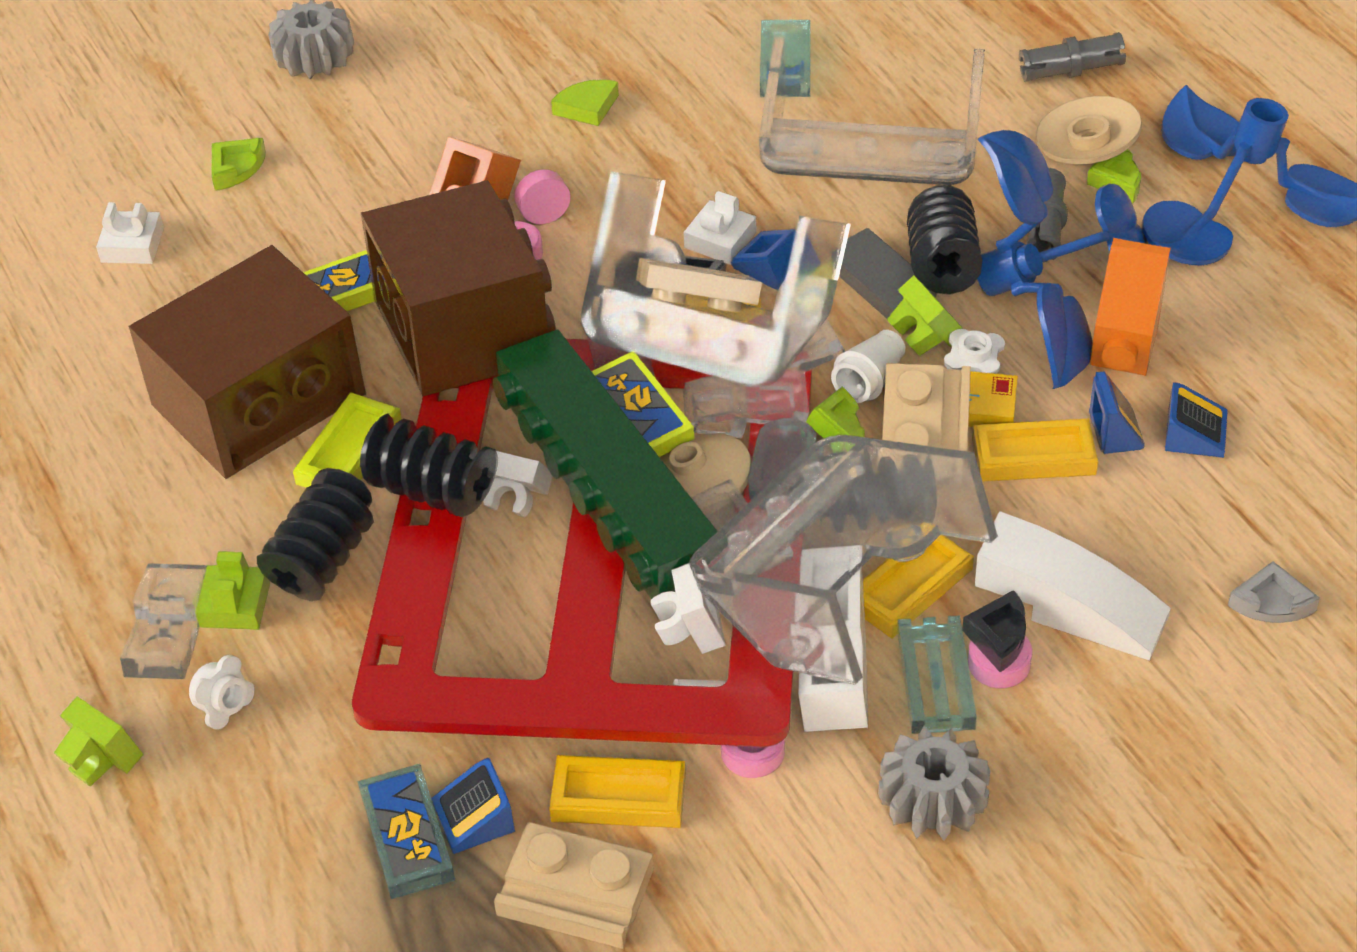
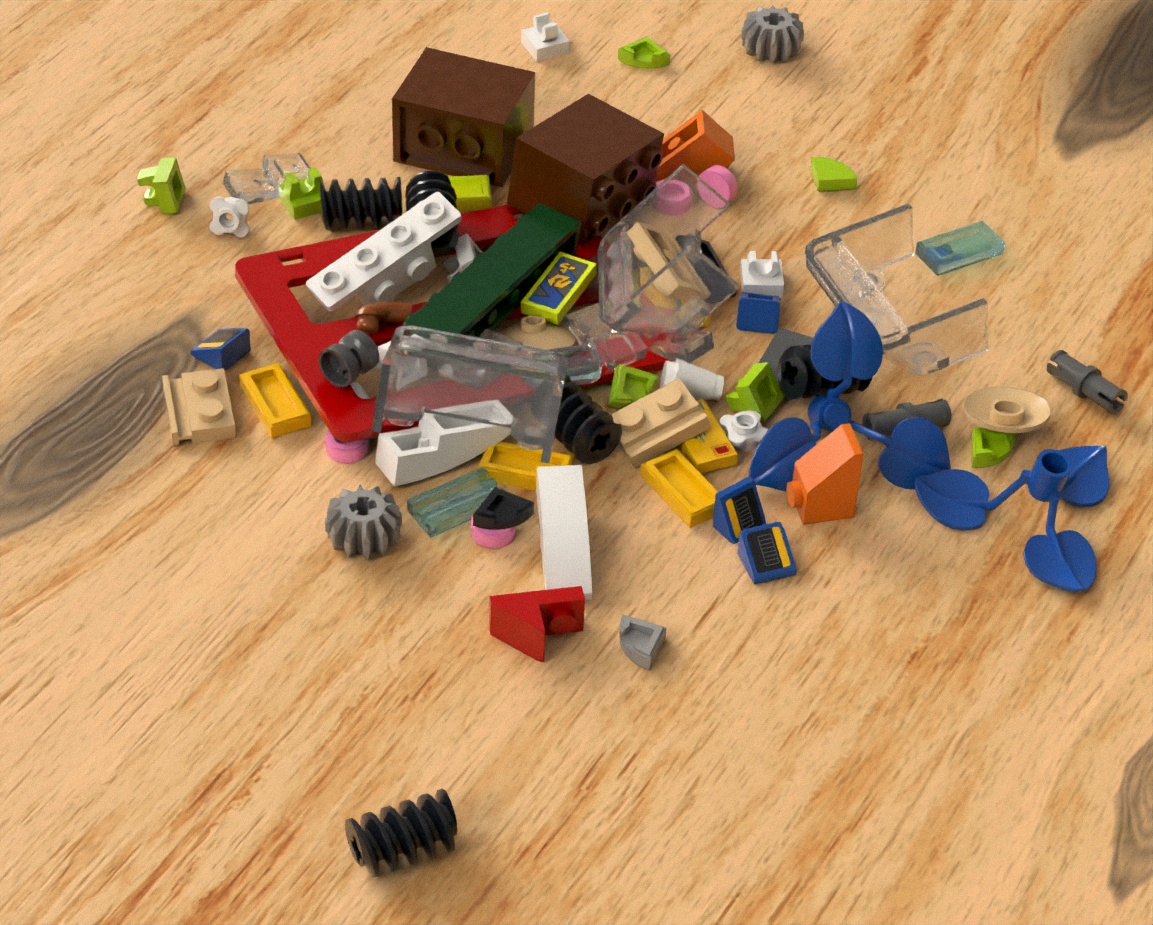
camera: 55 degrees right, 5 degrees down
(406, 831) = (189, 327): tile -> none
(488, 539) = (387, 259): none -> white bracket
(579, 597) = (382, 311): none -> dark orange arm
(667, 660) = (349, 358): none -> dark grey wheel
(1210, 684) = (529, 616): none -> red slope

